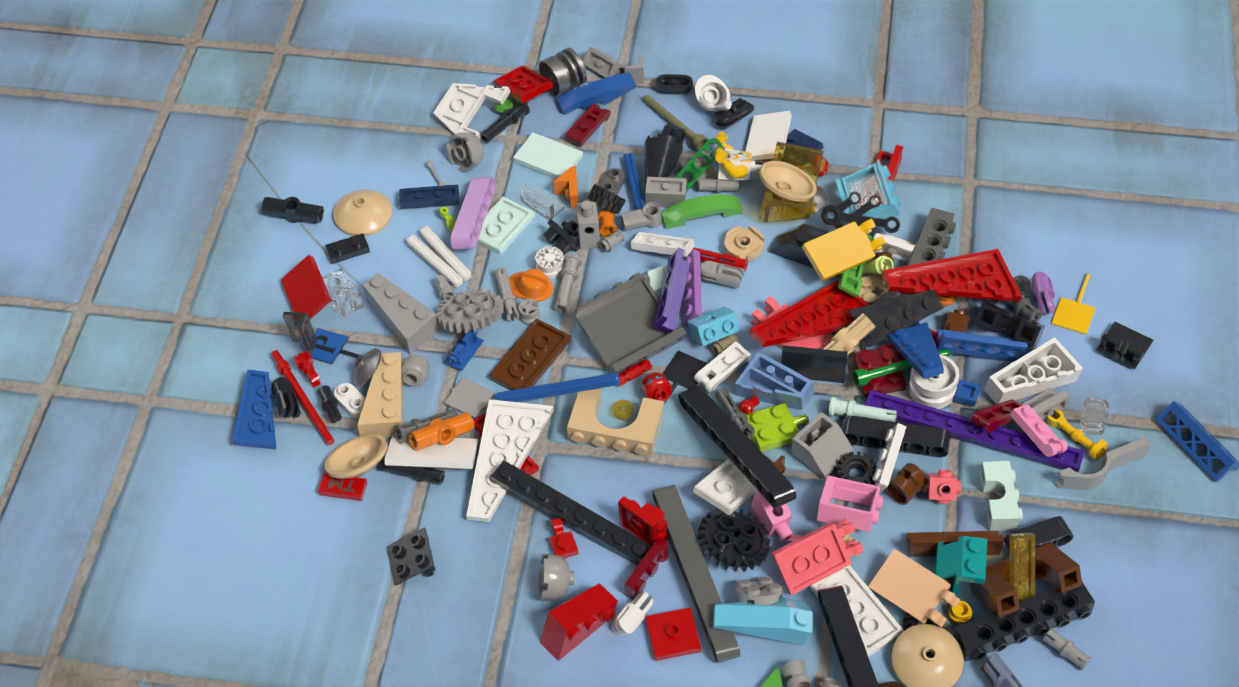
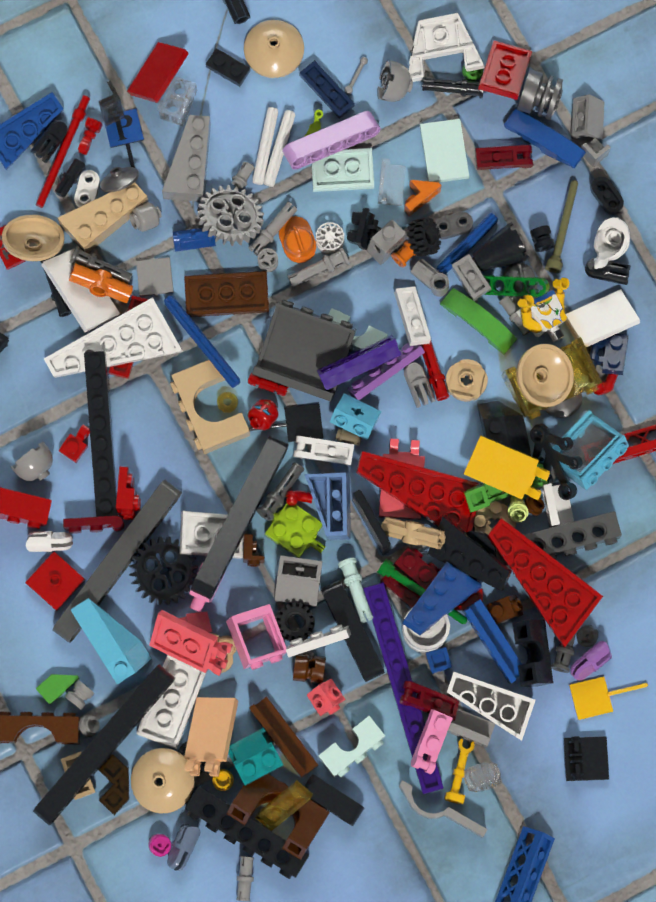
camera: 50 degrees right, 25 degrees up
(610, 241) = (387, 271): light grey pin -> none
(762, 591) = (139, 621): light grey plate -> none

